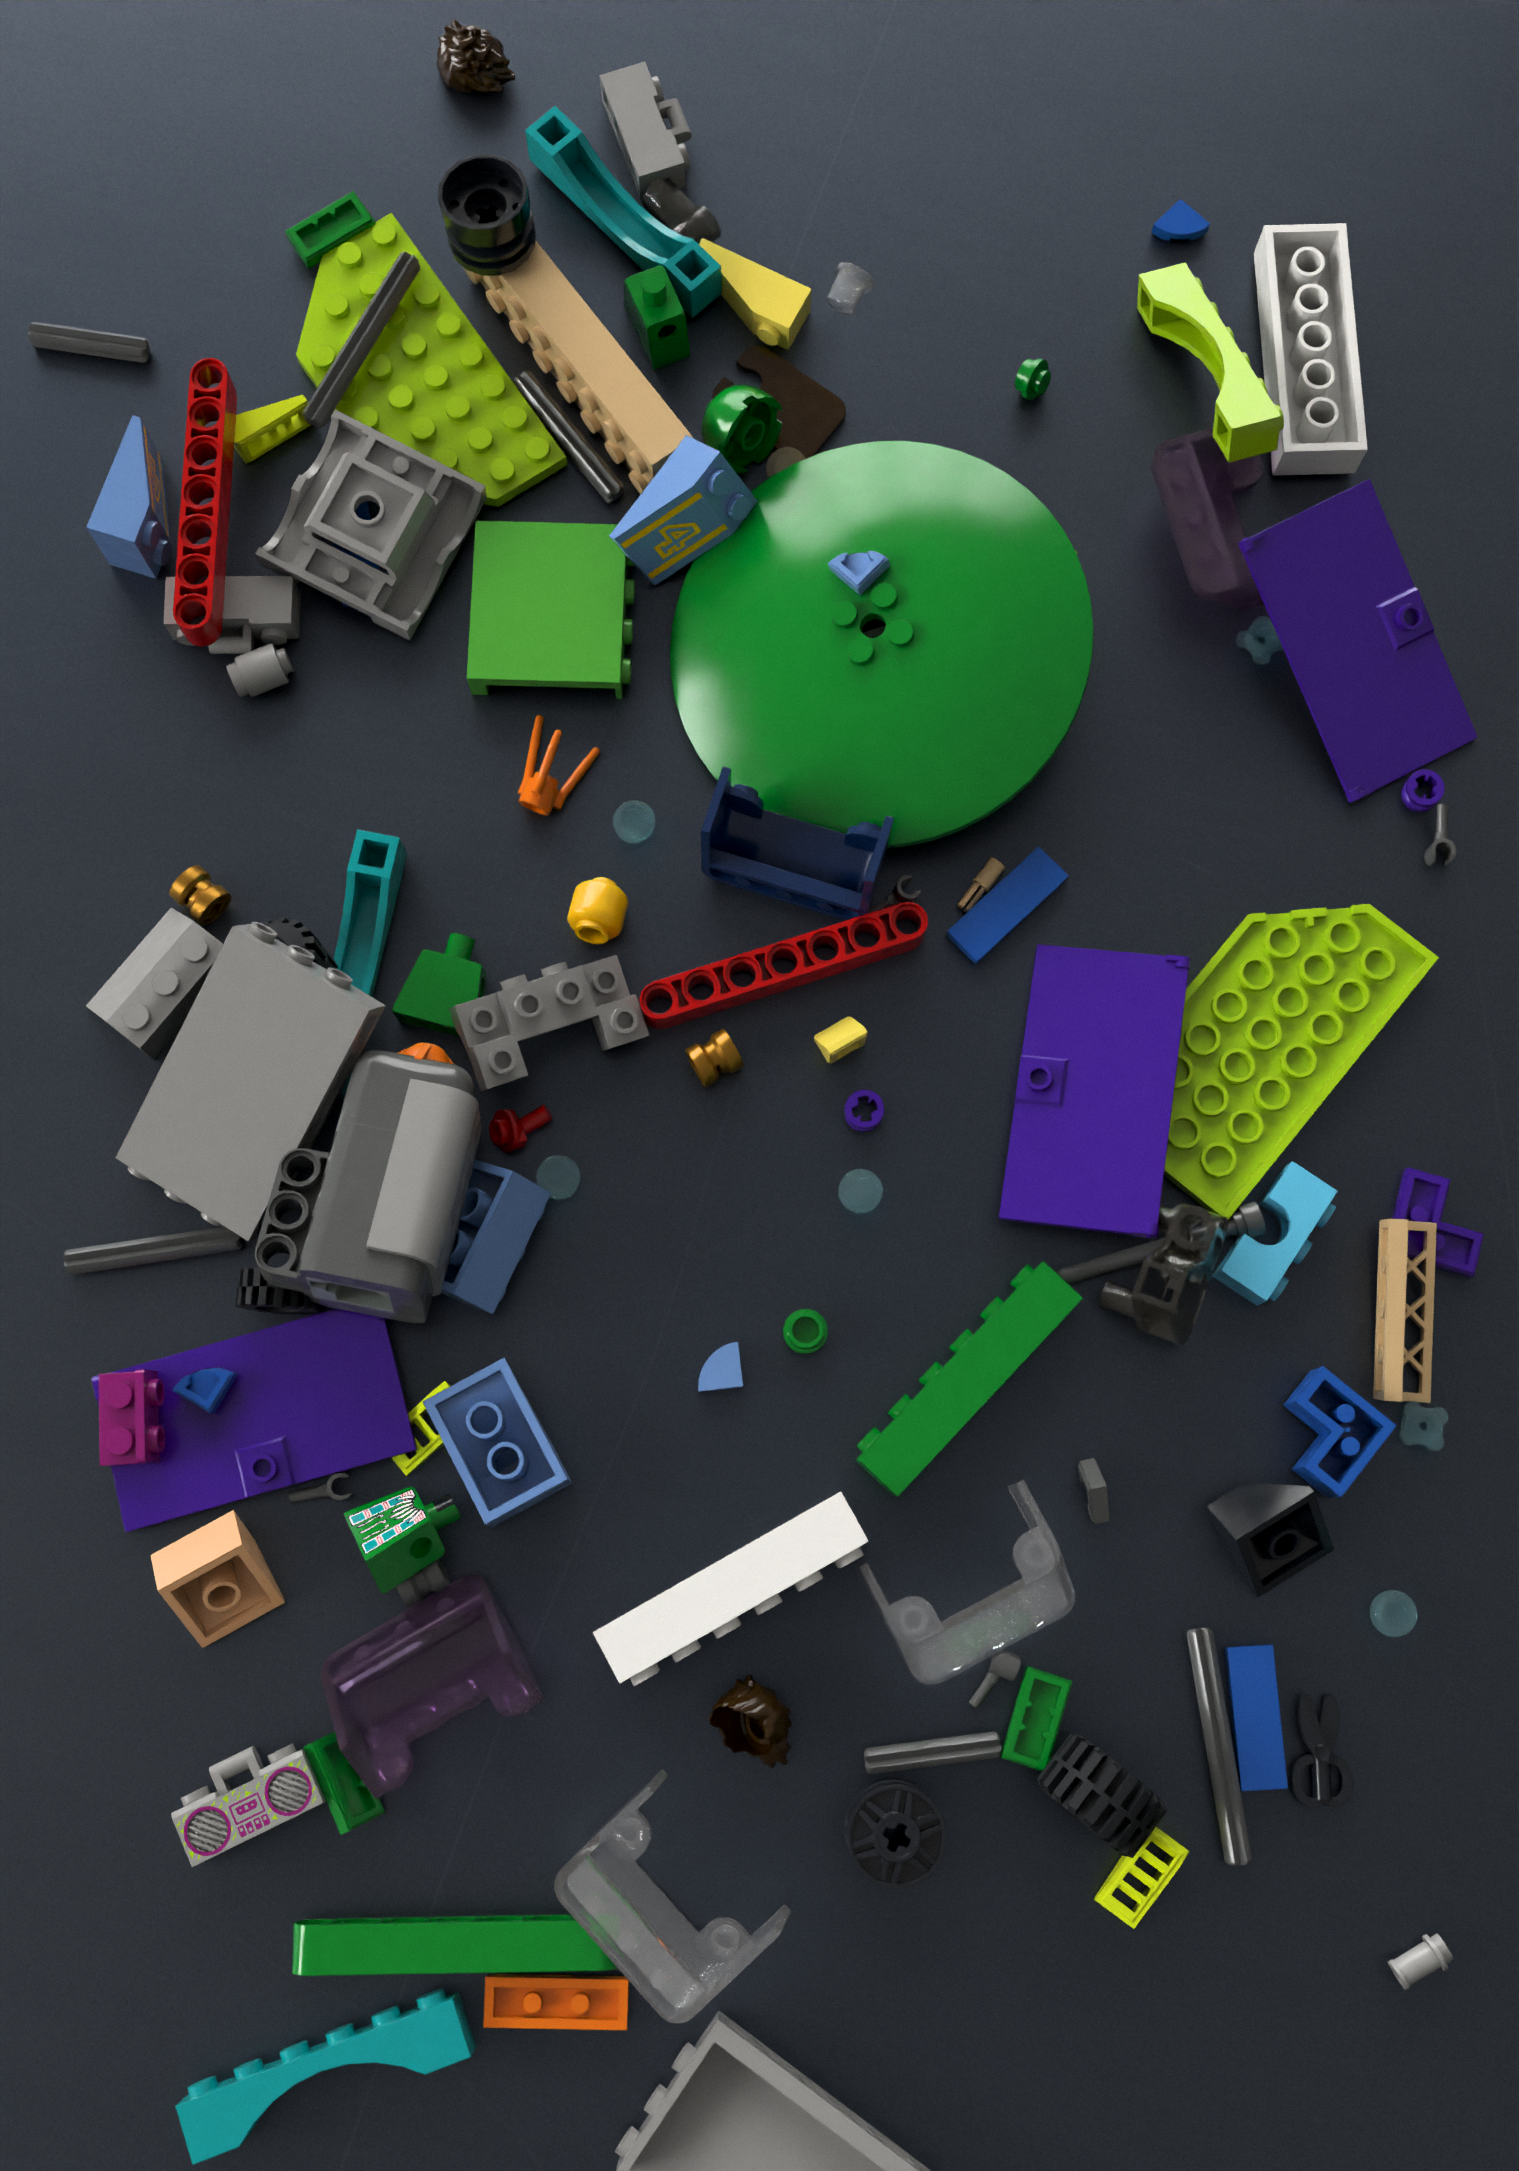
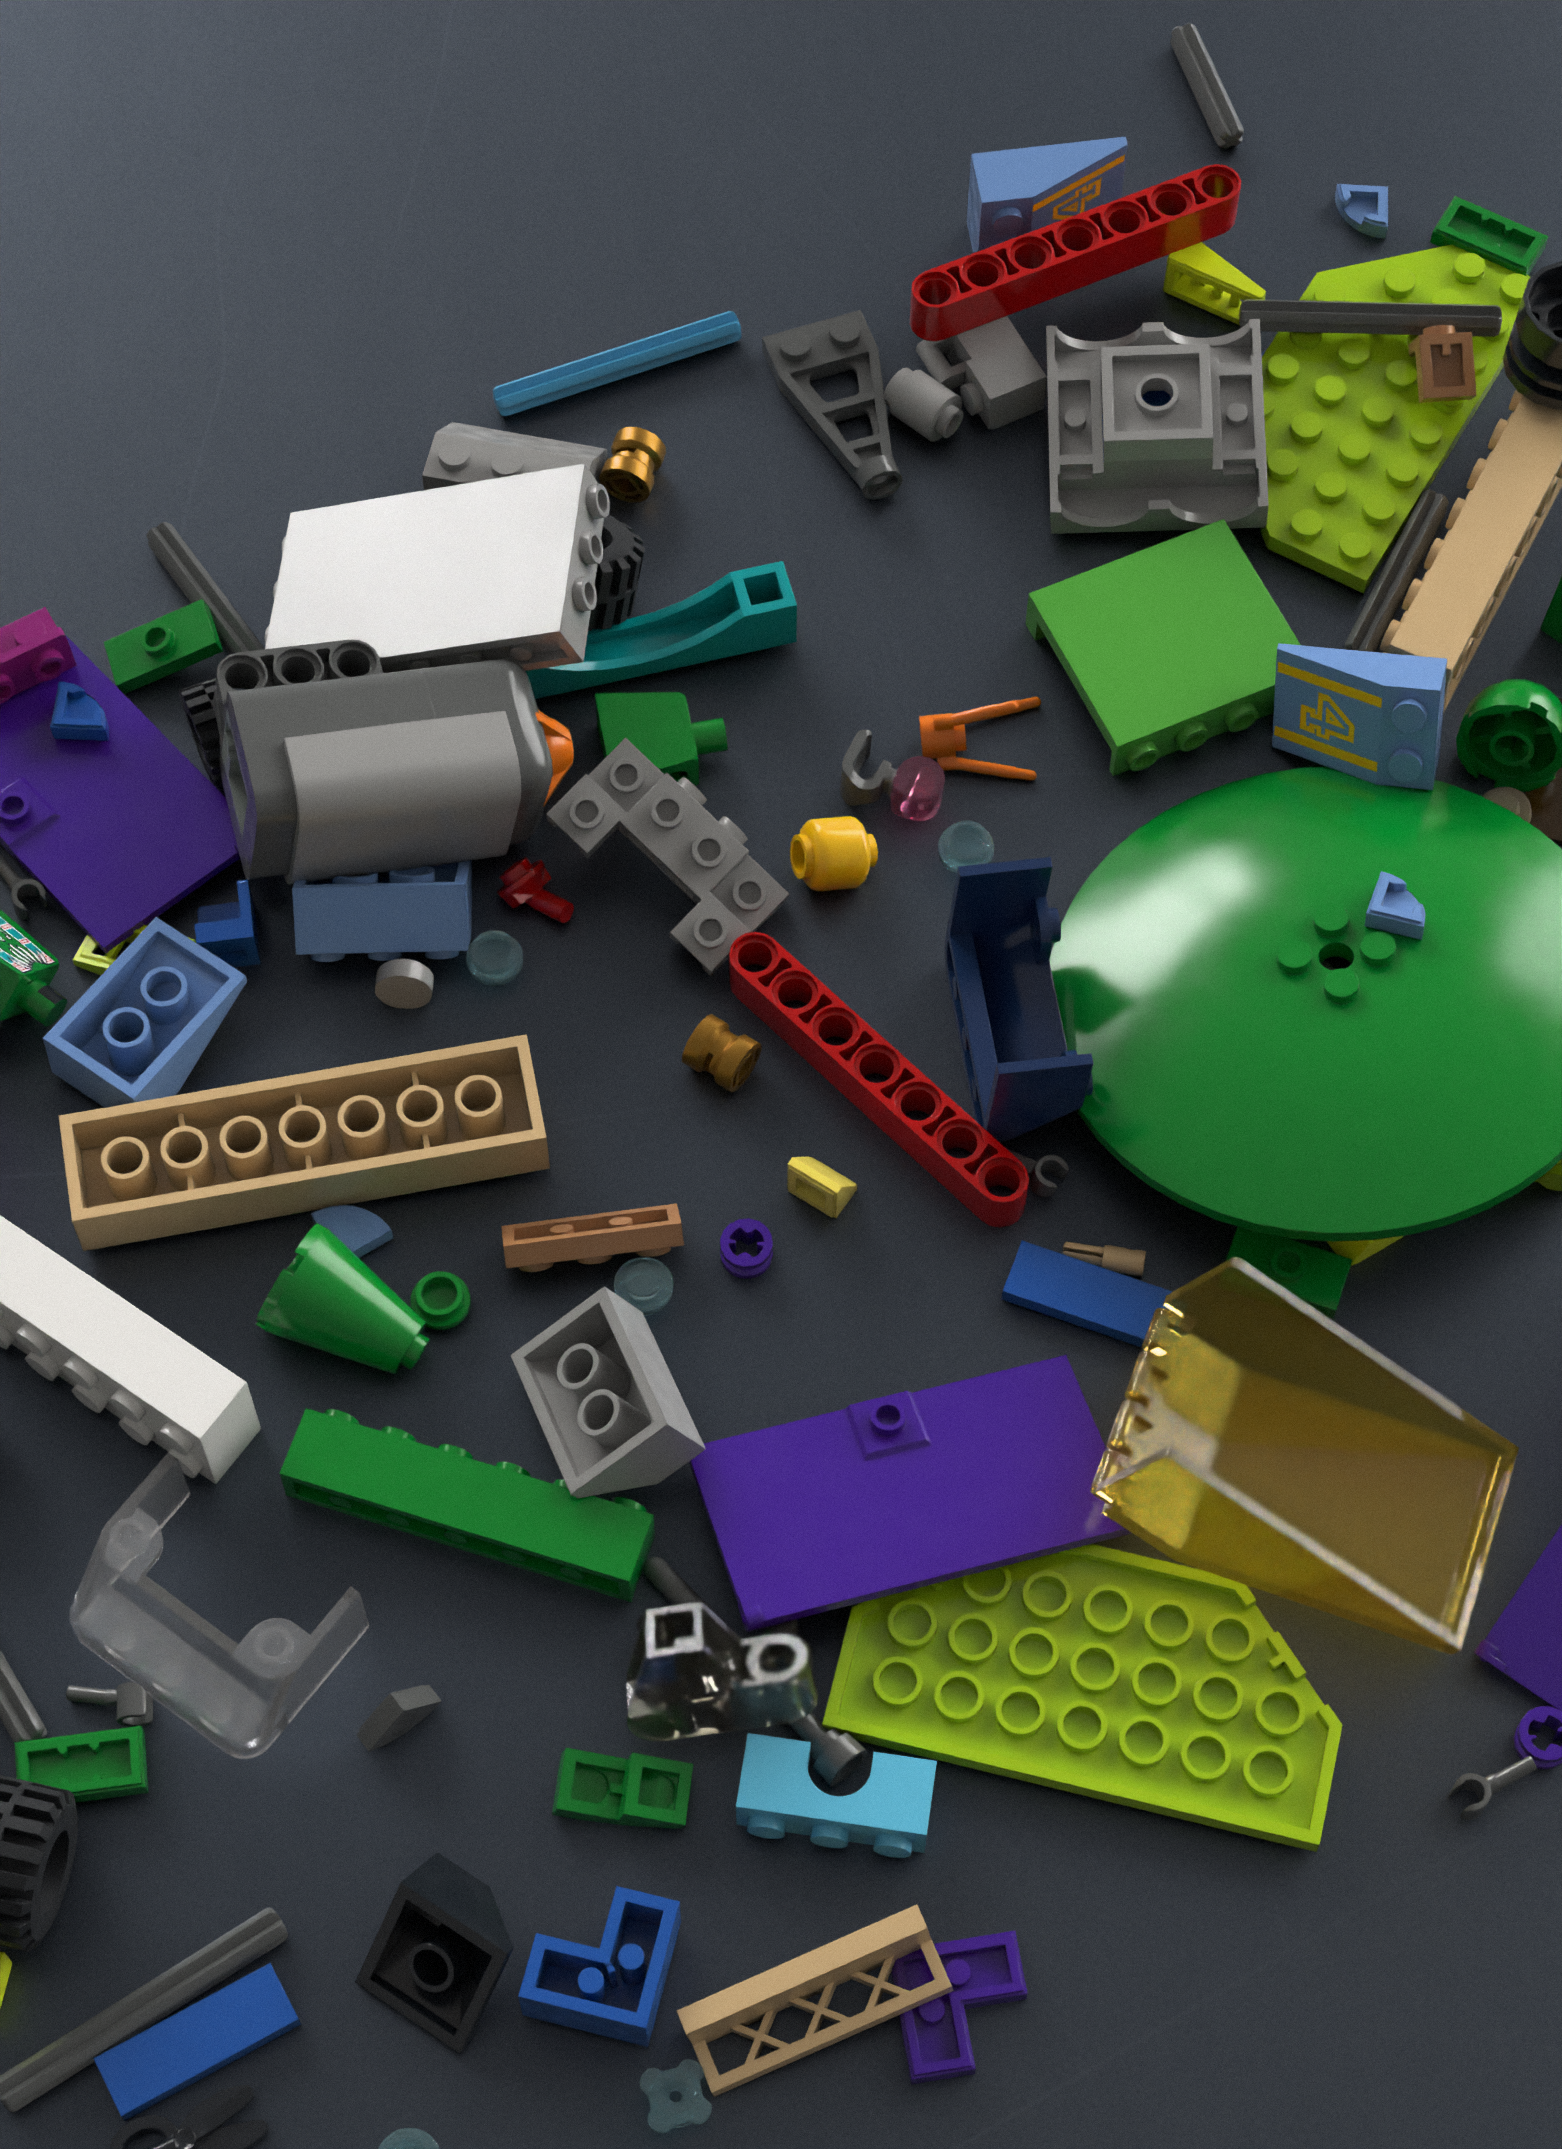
camera: 65 degrees right, 15 degrees down
(100, 866) = (617, 363): none -> dark azure axle
(170, 717) = (829, 349): none -> dark grey plate
(175, 1300) = (163, 646): none -> green plate
(255, 295) = (1364, 208): none -> medium blue tile
(431, 312) = (1444, 364): none -> medium nougat bracket
(440, 1353) = (230, 929): none -> blue panel
(550, 1248) = (404, 984): none -> light grey tile
(572, 836) = (913, 788): none -> leg
(648, 1373) = (303, 1142): none -> tan brick
(786, 1402) = (342, 1307): none -> green cone
(810, 1208) = (592, 1237): none -> medium nougat plate
(944, 1254) = (607, 1398): none -> light grey slope
(1050, 782) = (1298, 1267): none -> green plate
(1196, 837) = (1303, 1462): none -> clear yellow windscreen
(1207, 1367) = (622, 1790): none -> green slope

